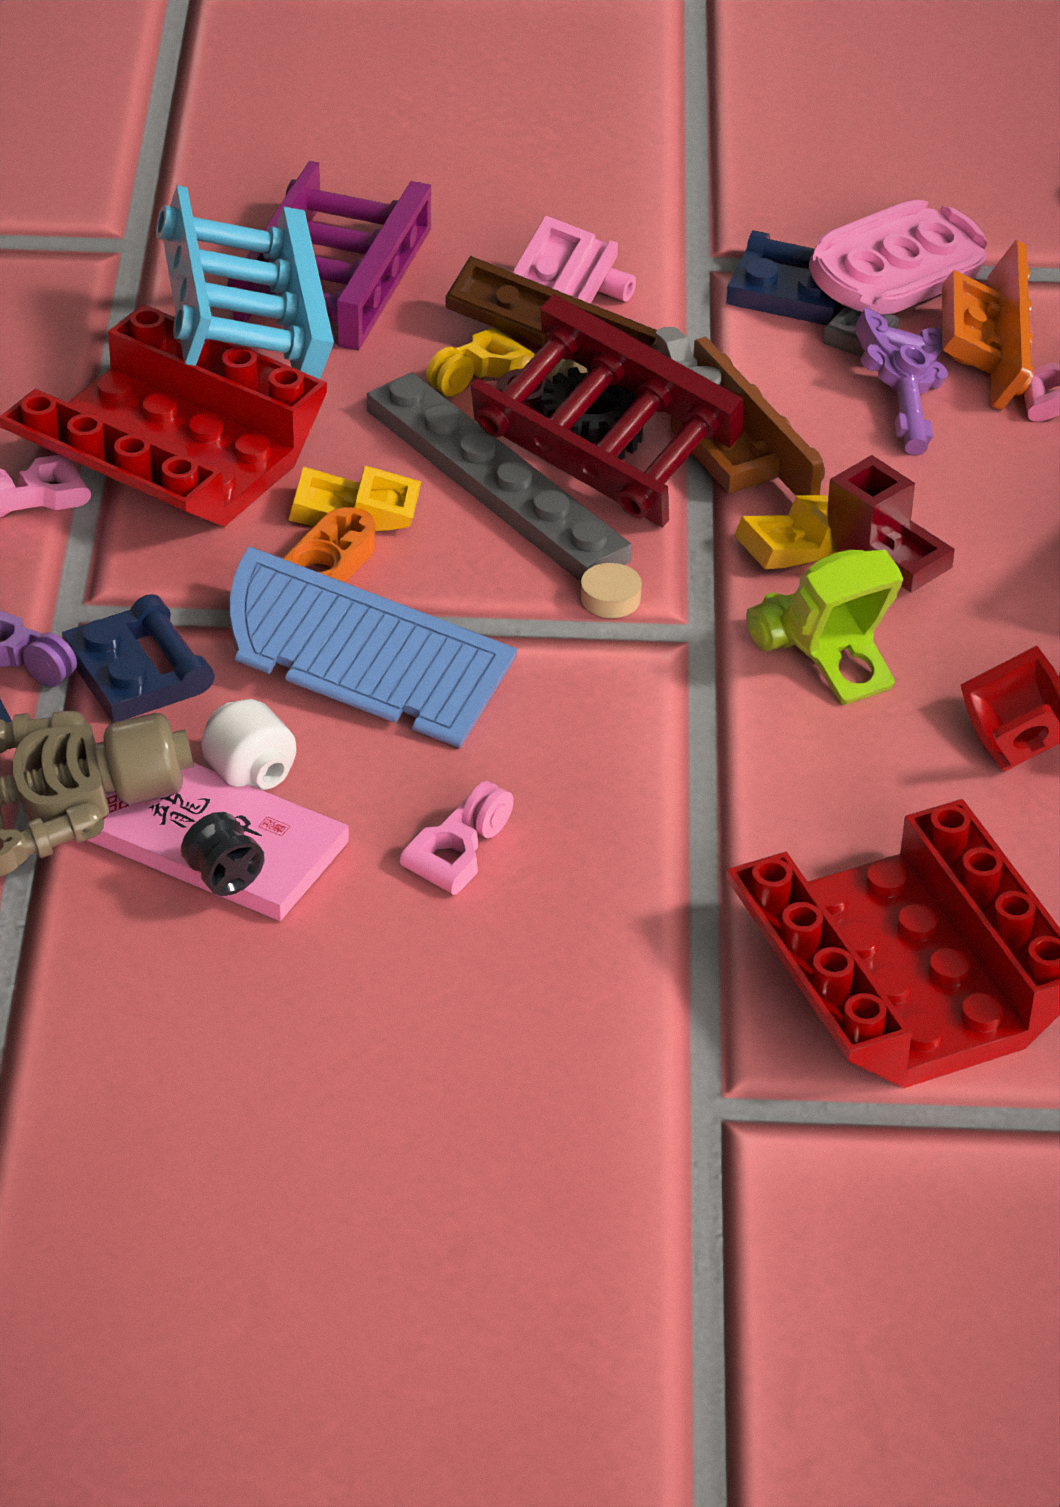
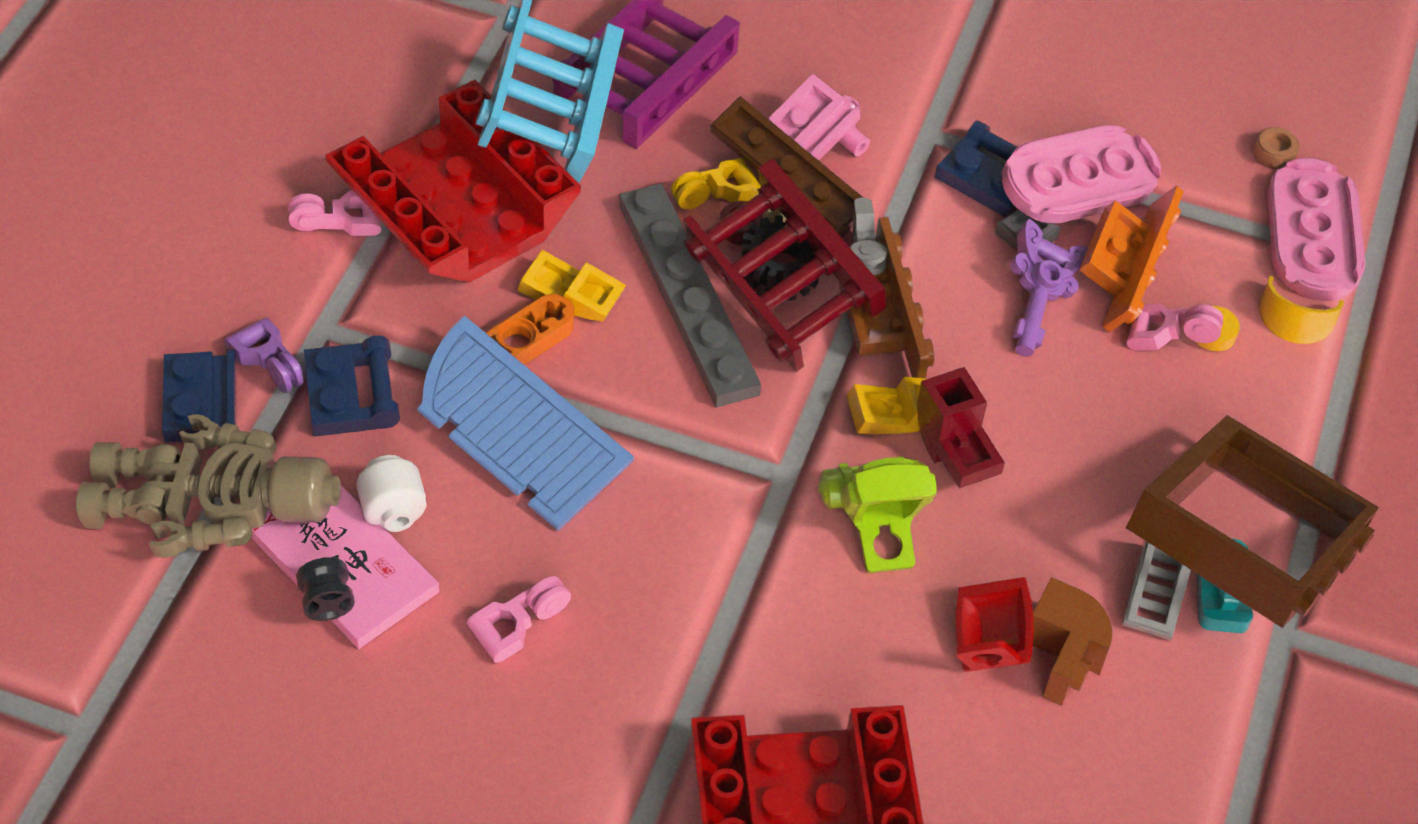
camera: 15 degrees right, 10 degrees up
(611, 590) = (730, 420): tan tile -> none

